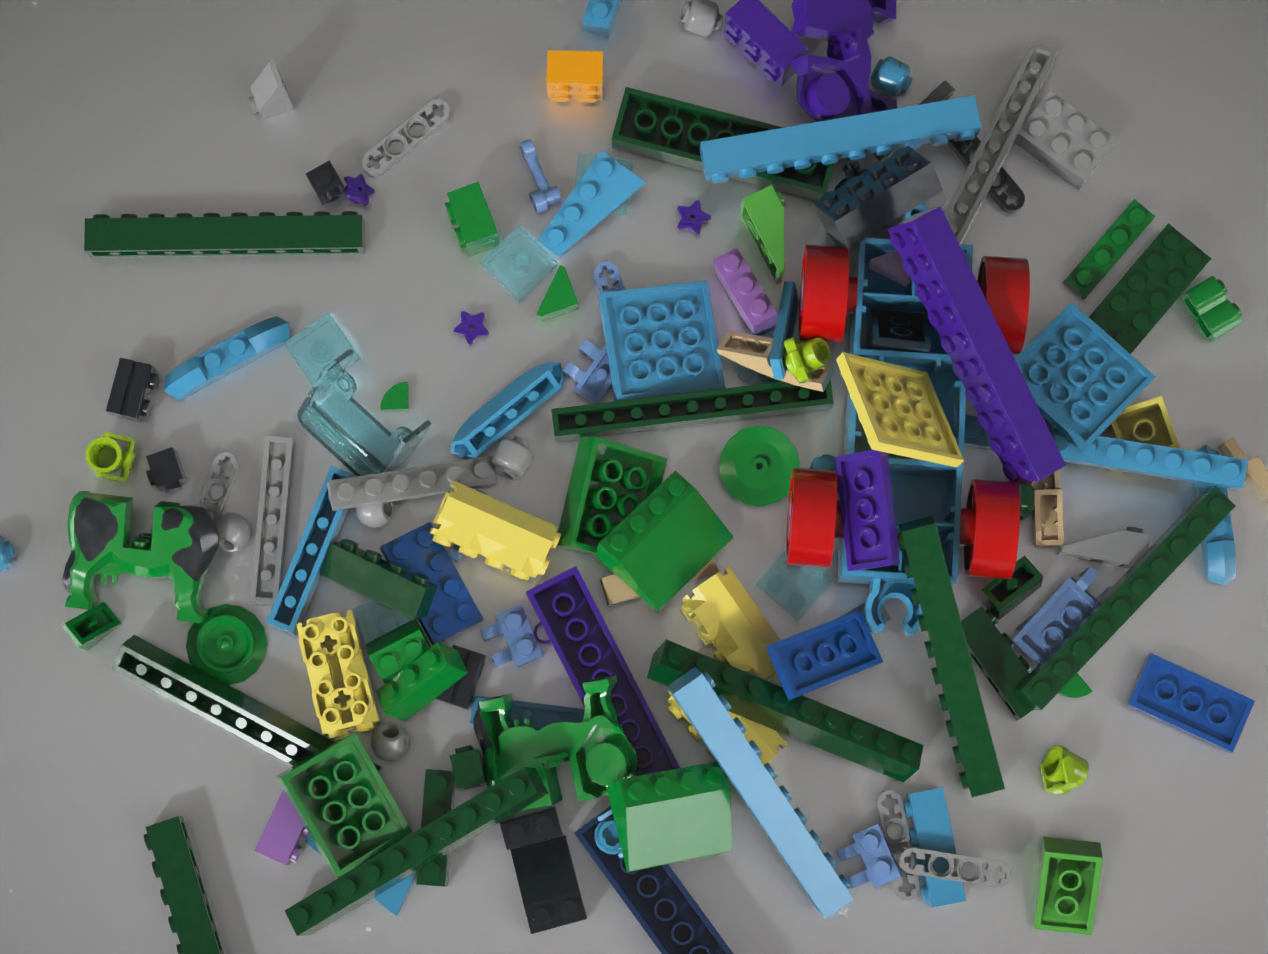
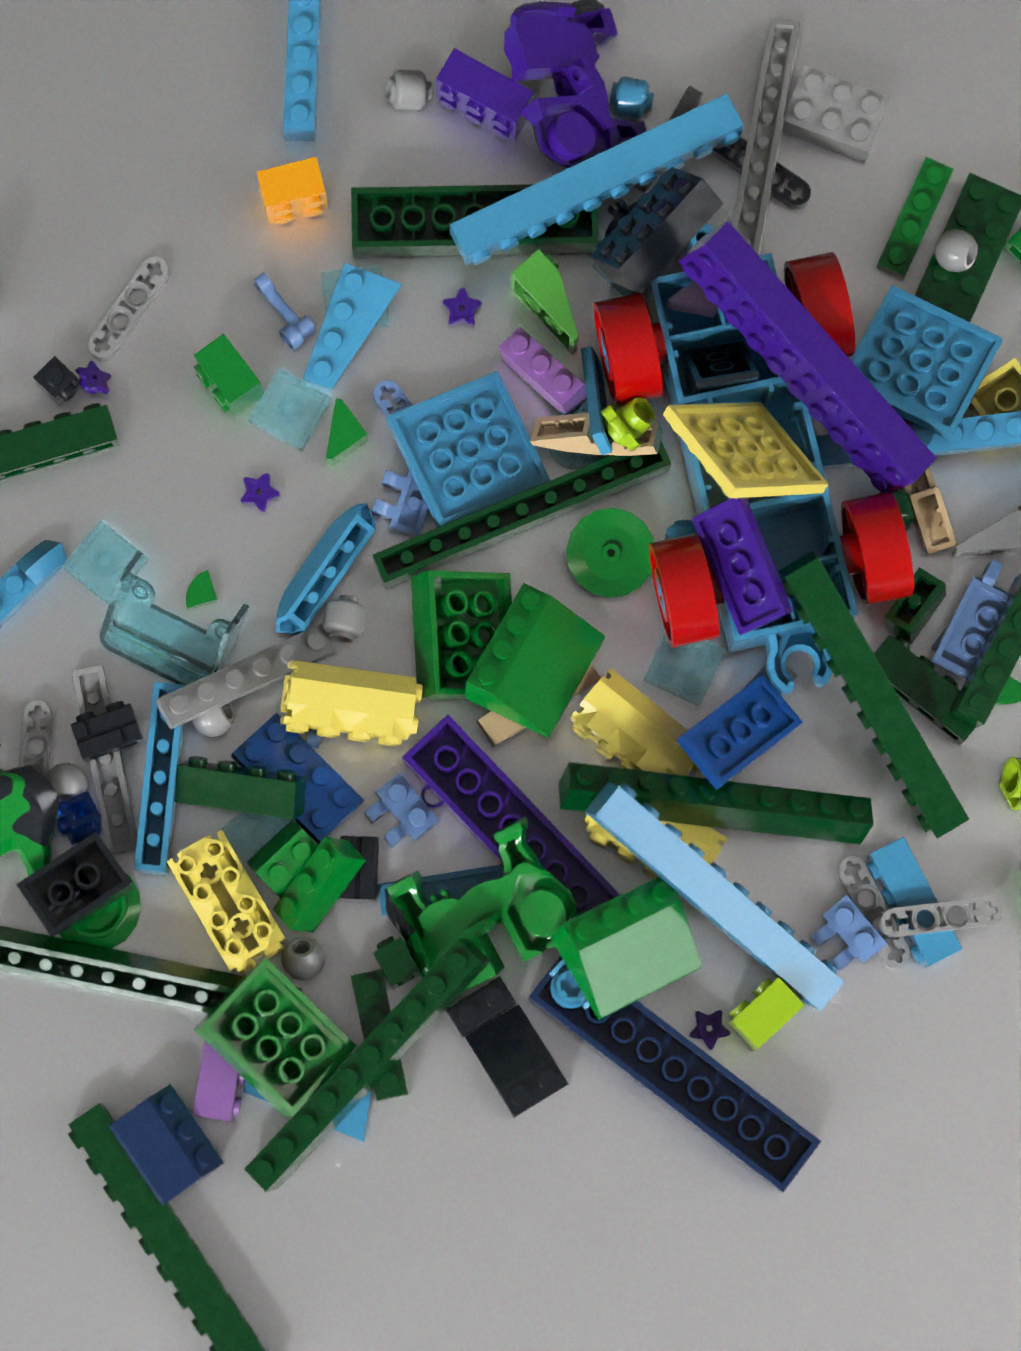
camera: 20 degrees left, 0 degrees up
(211, 622) = (75, 885): none -> black slope
(224, 869) = (166, 1144): none -> dark blue slope
(233, 564) = (78, 818): none -> clear blue brick
(278, 497) = (107, 731): none -> black brick
(732, 908) = (713, 1020): none -> dark purple plate
(776, 907) = (765, 1014): none -> lime brick
(1136, 288) = (956, 250): none -> light grey piece

